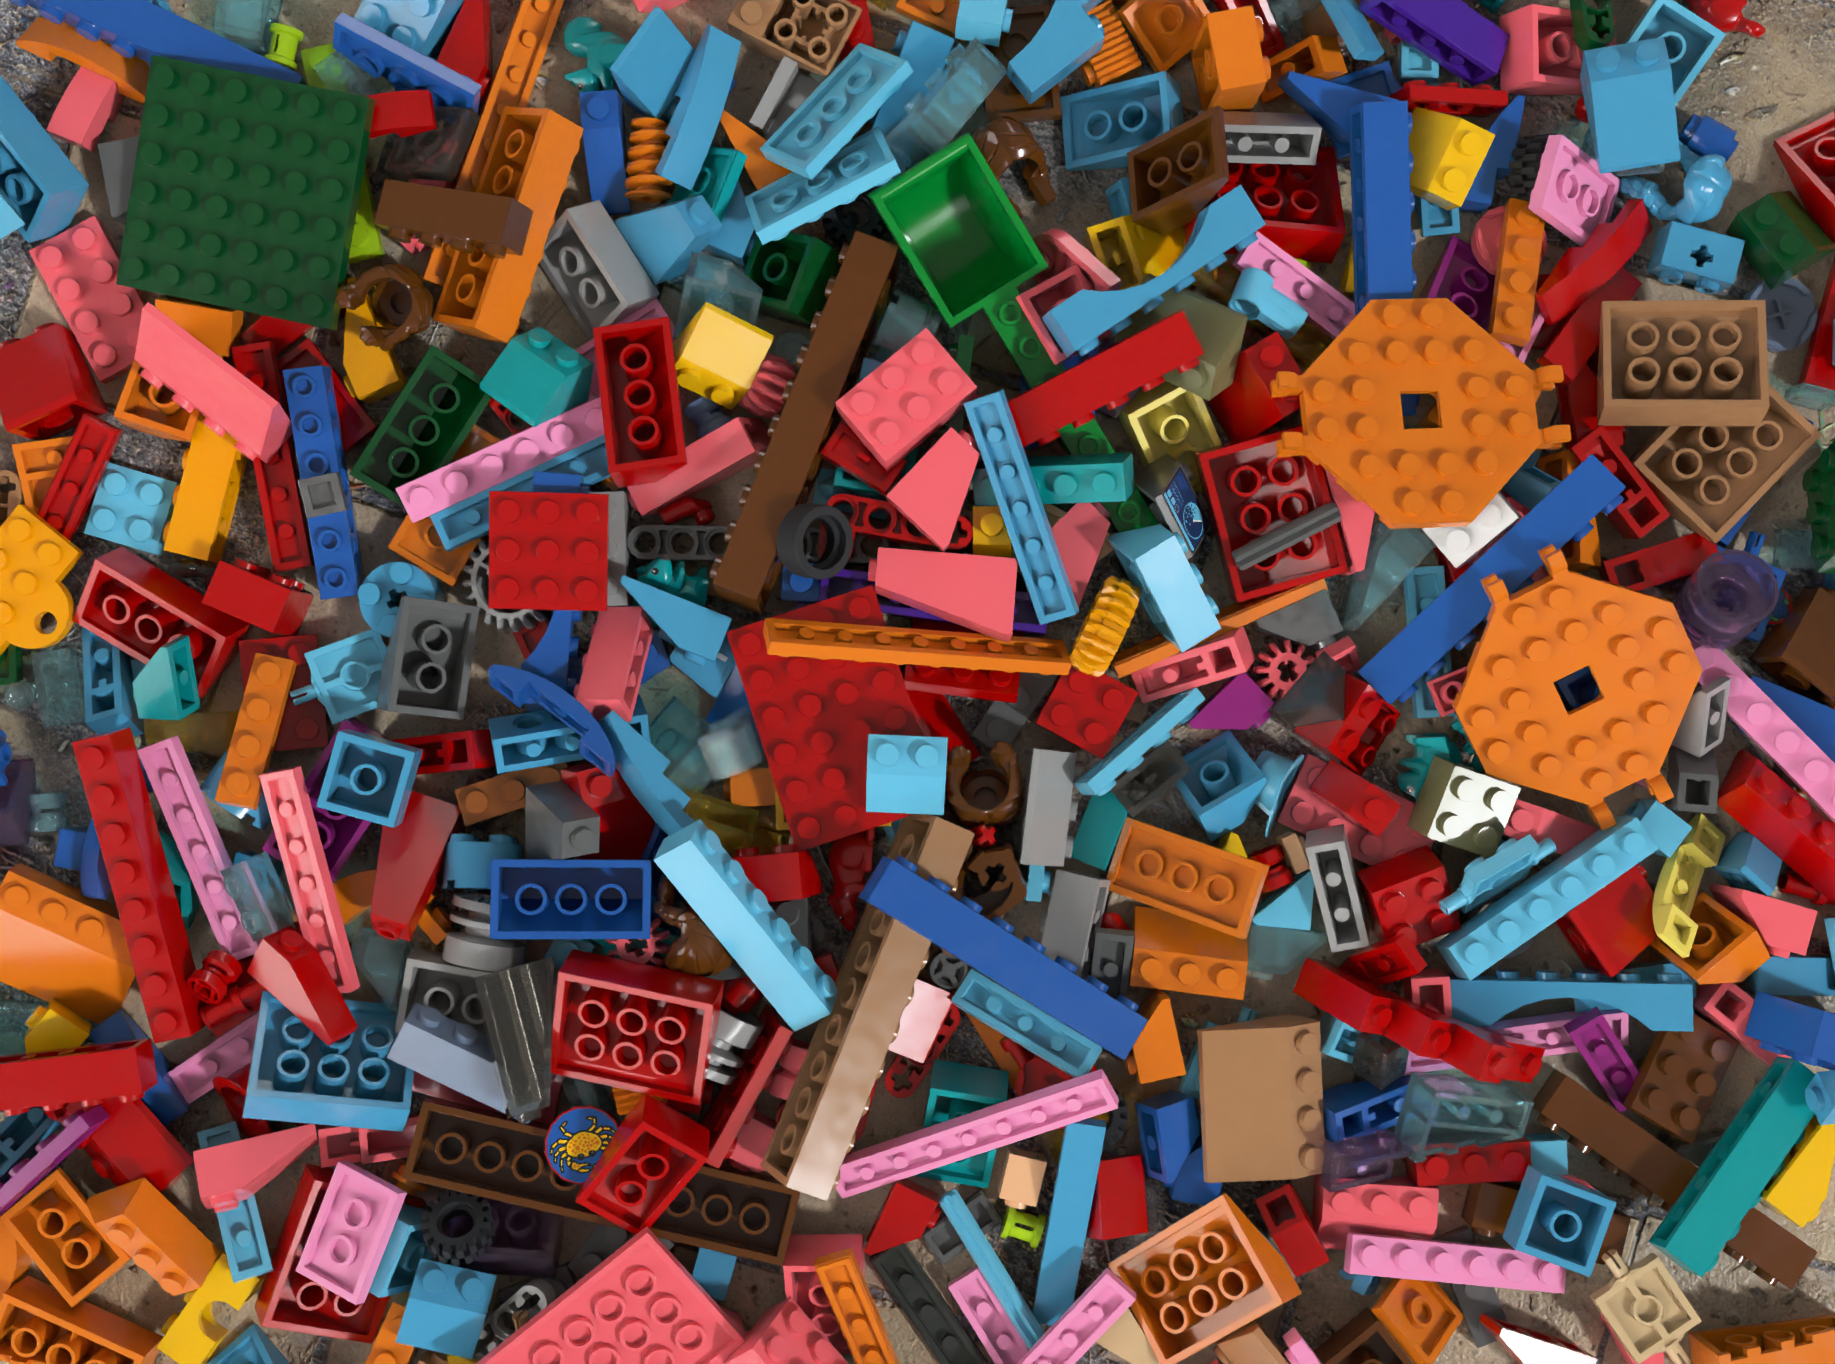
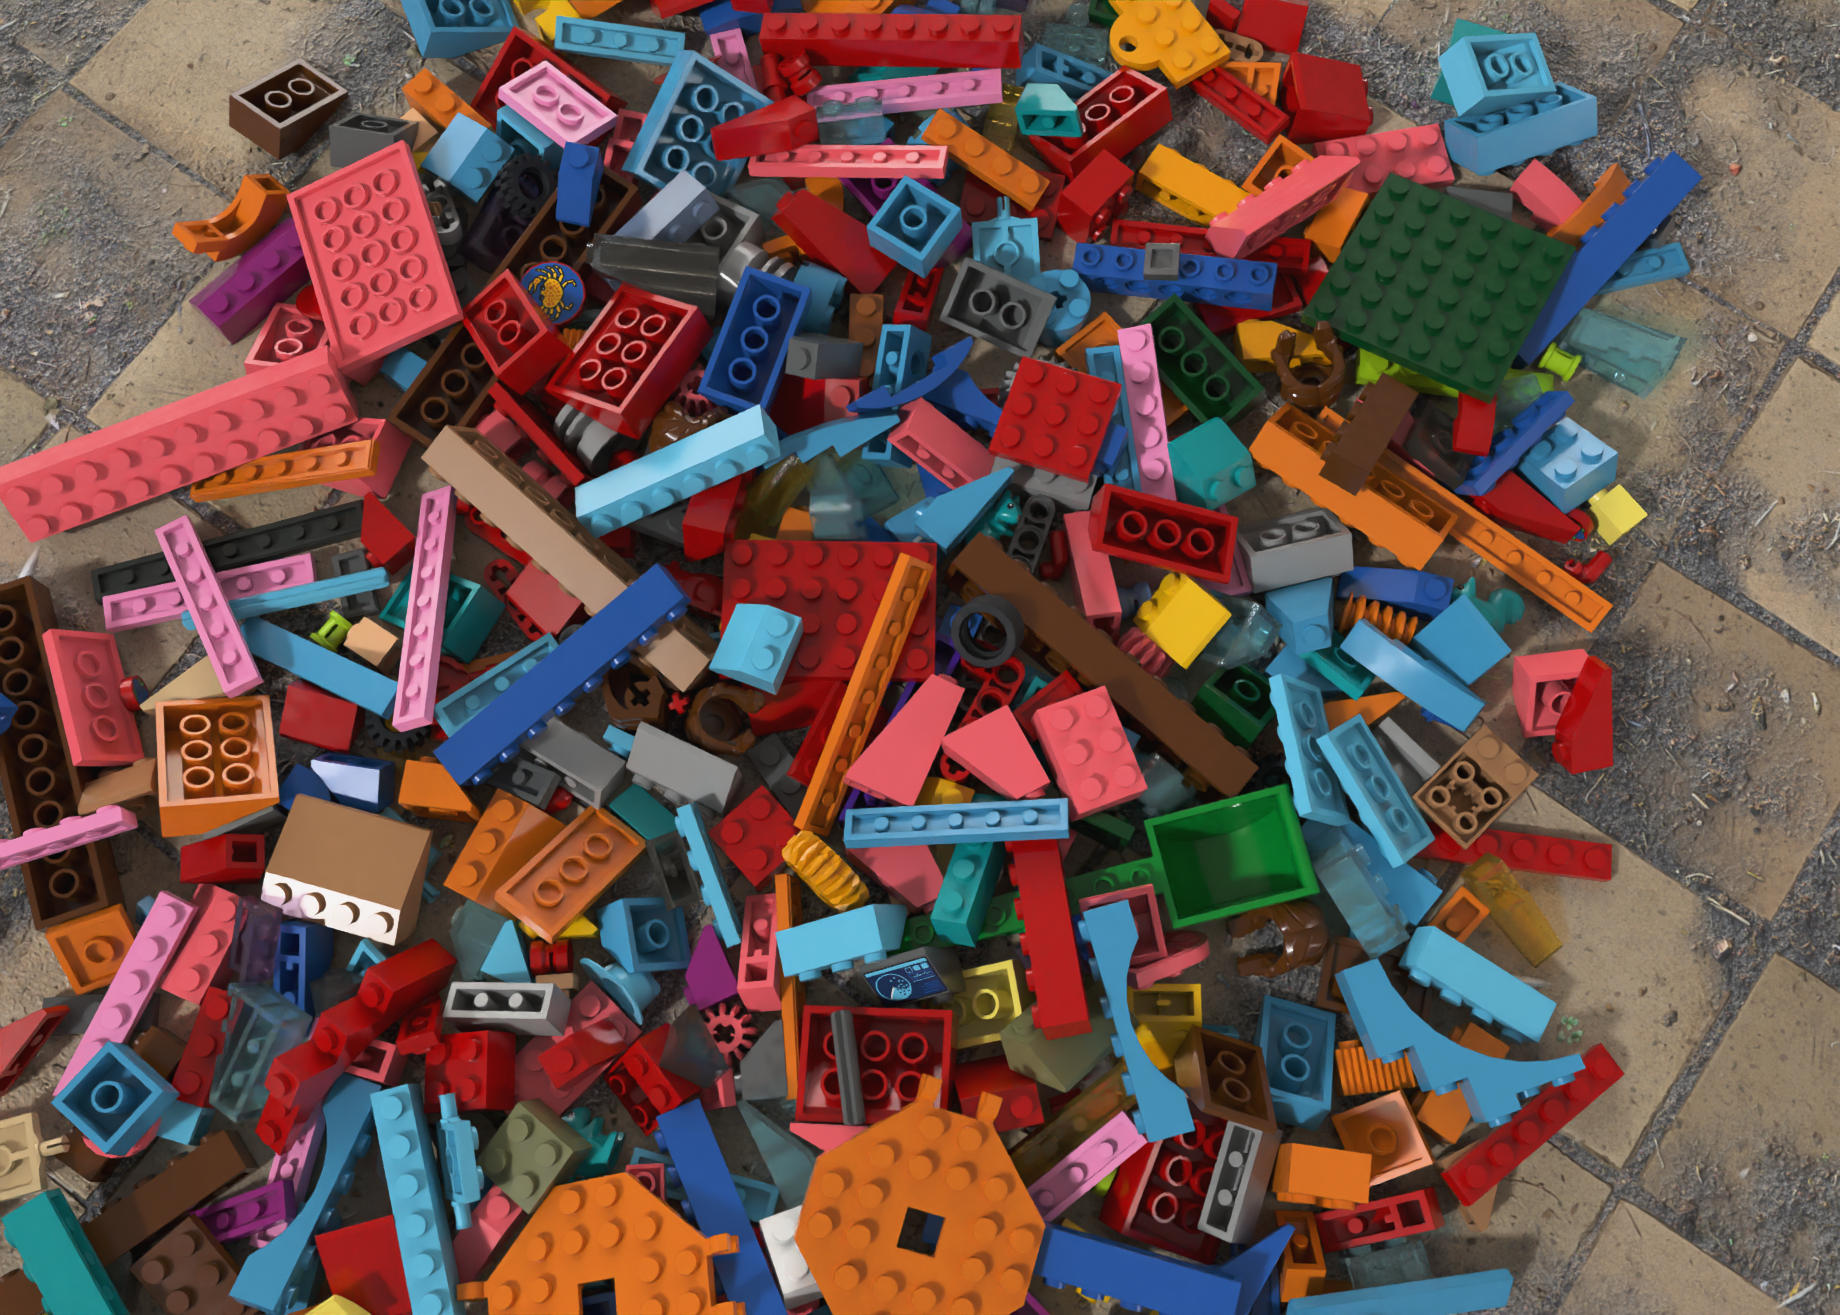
camera: 110 degrees right, 15 degrees down
(131, 508) = (1203, 135): medium azure plate -> none
(243, 1167) = (640, 49): coral slope -> none
(447, 1165) = (578, 183): none -> blue slope
(1260, 301) = (1082, 1119): medium azure piece -> none

